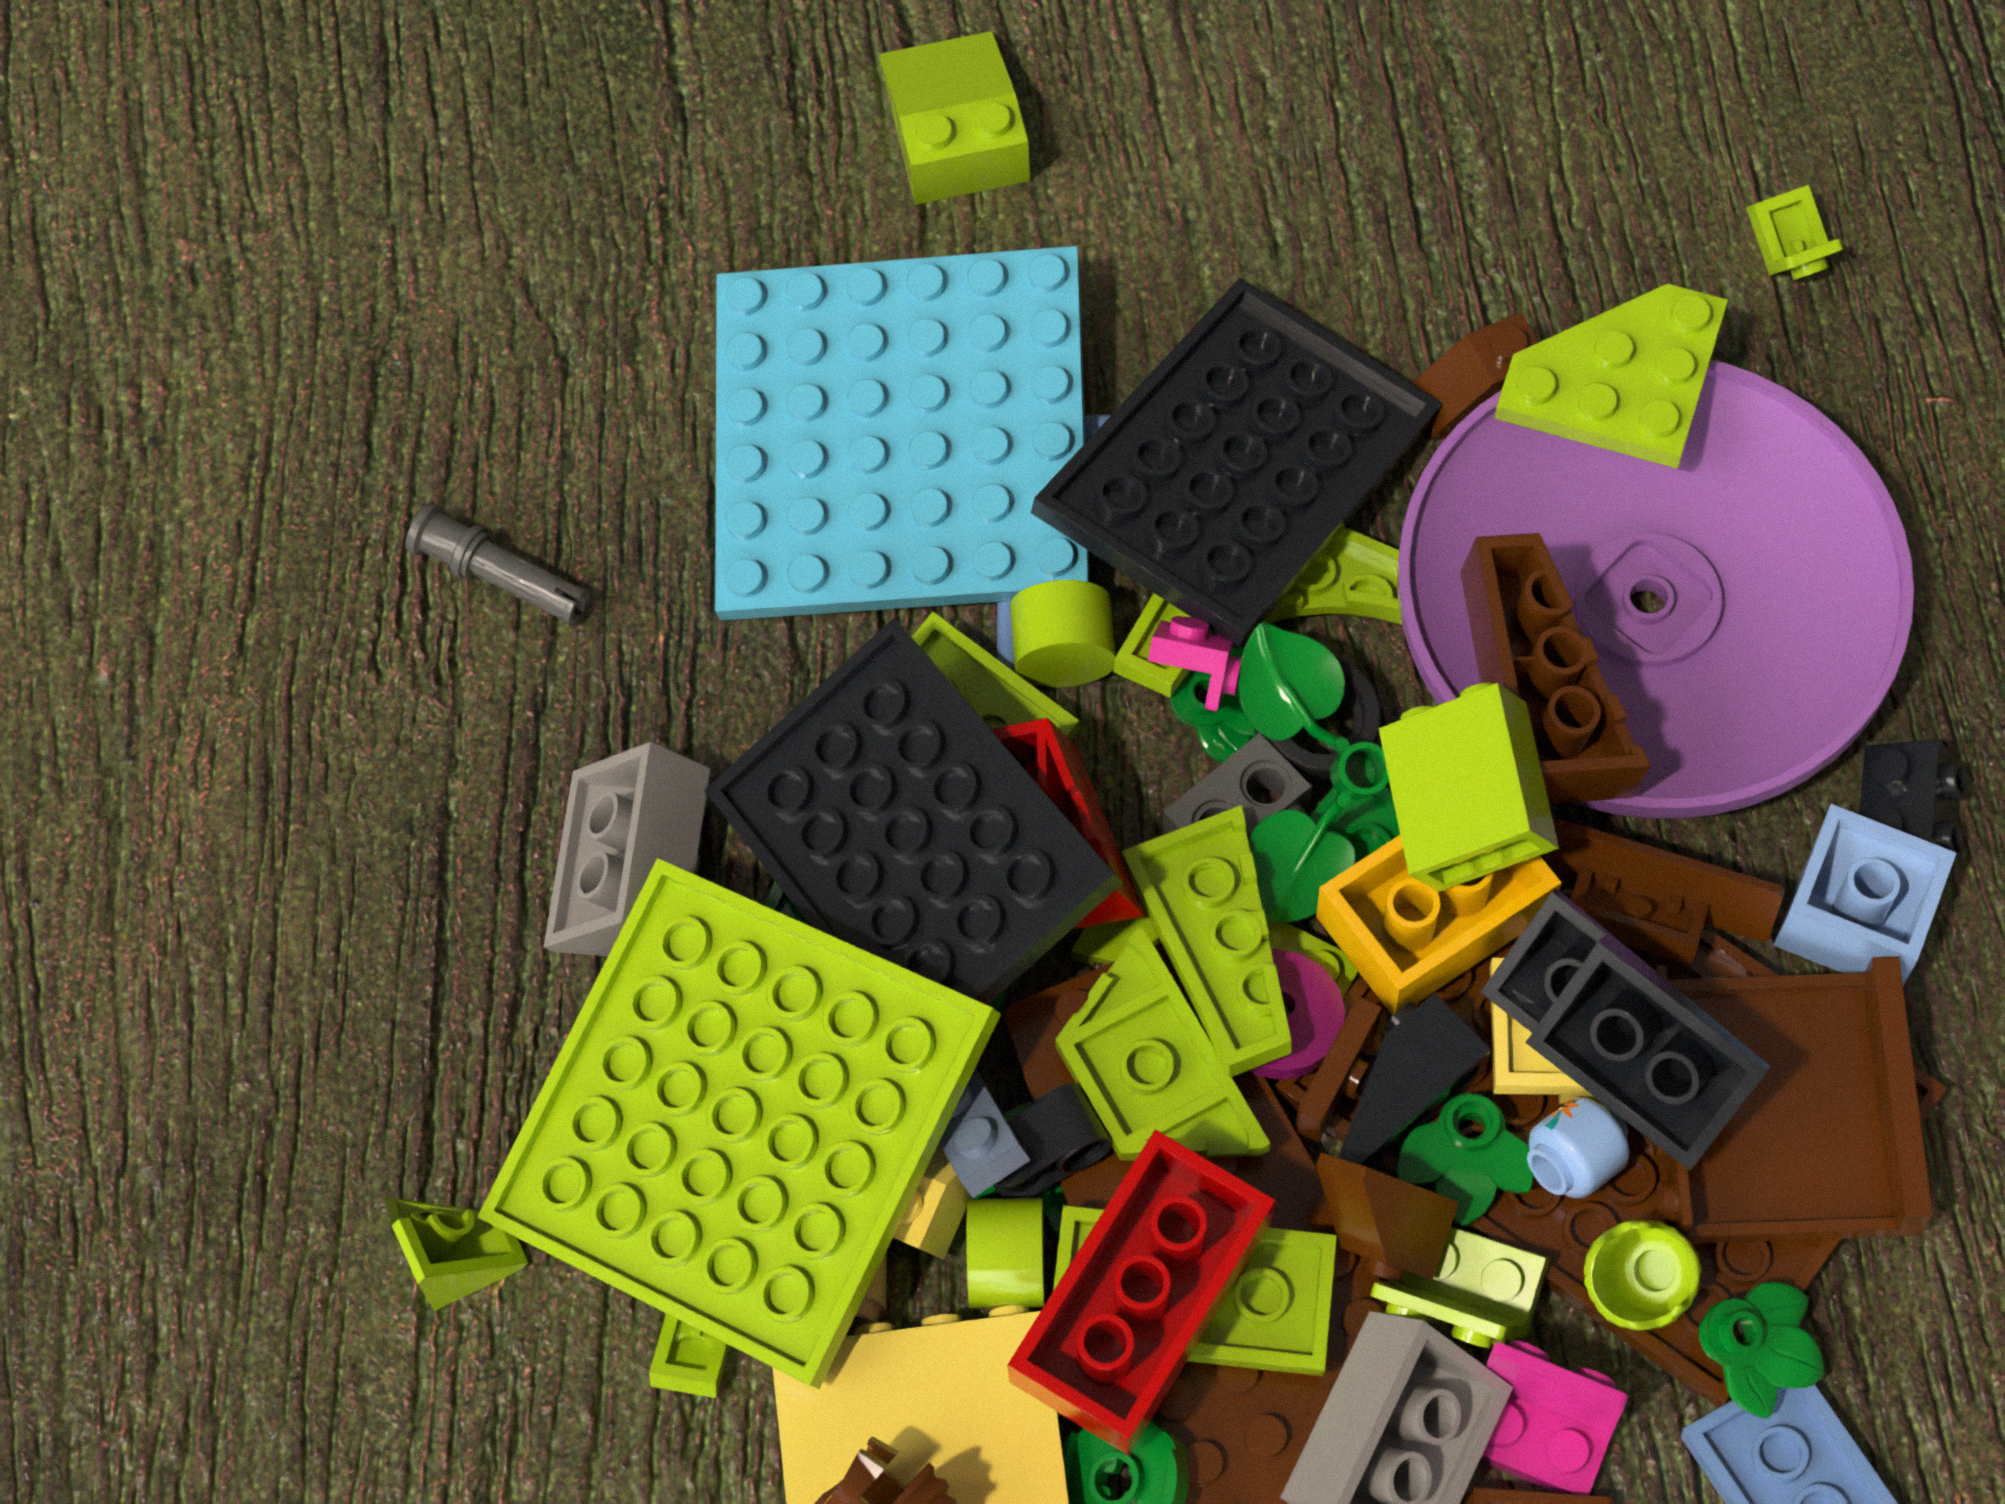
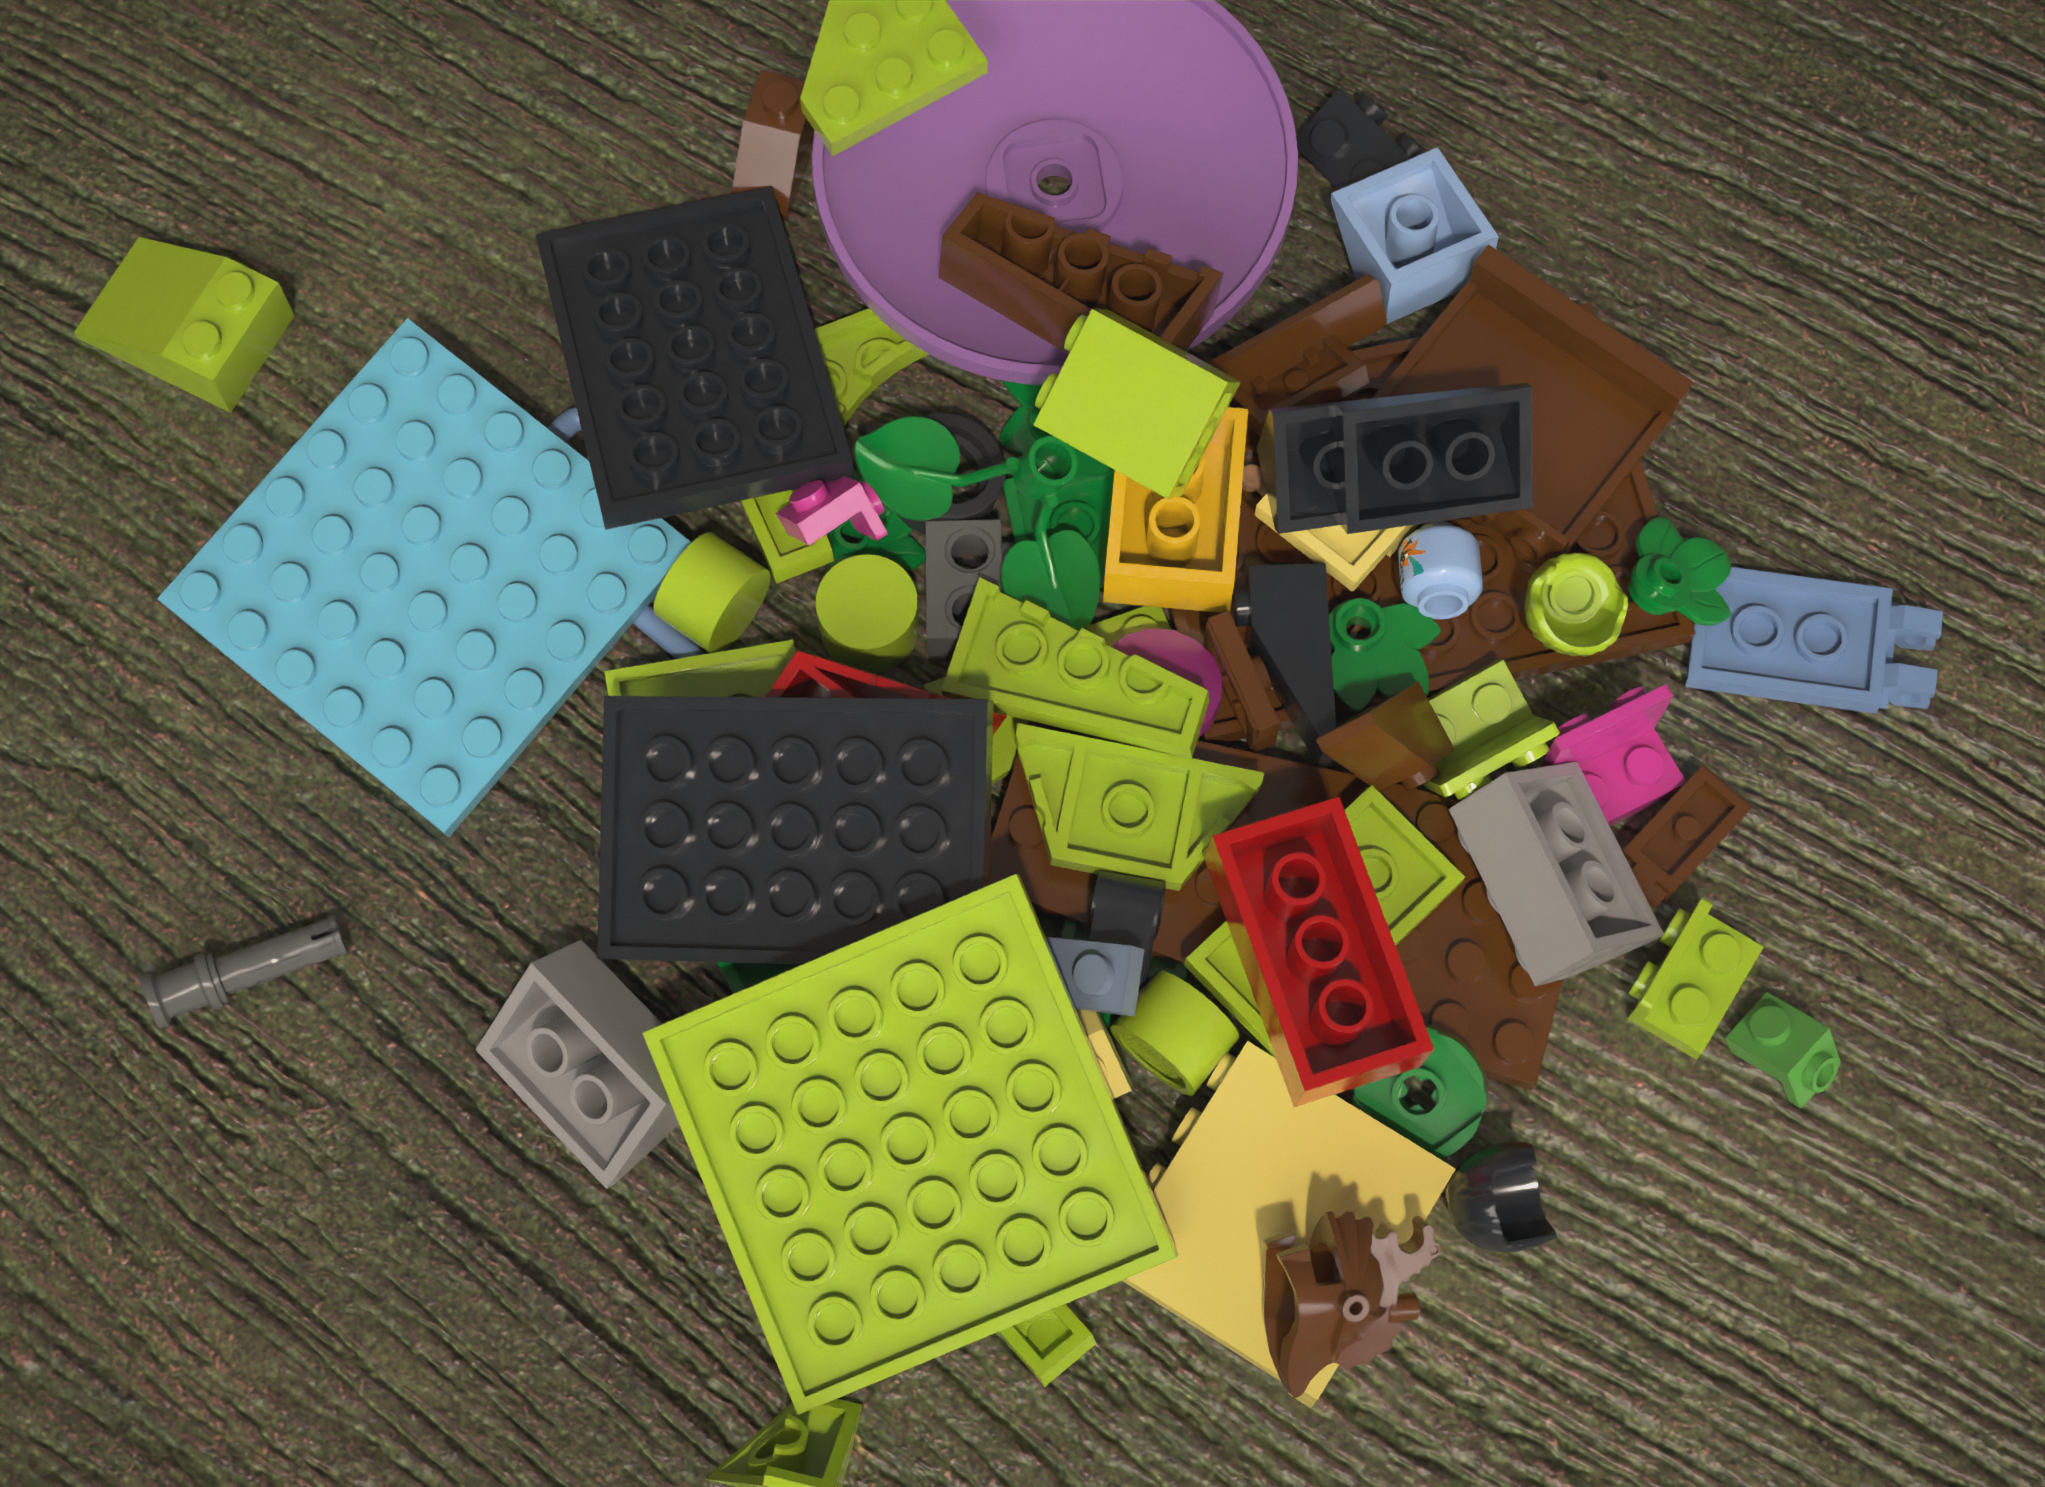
camera: 55 degrees left, 5 degrees up
(1150, 755) = (868, 613): none -> lime piece

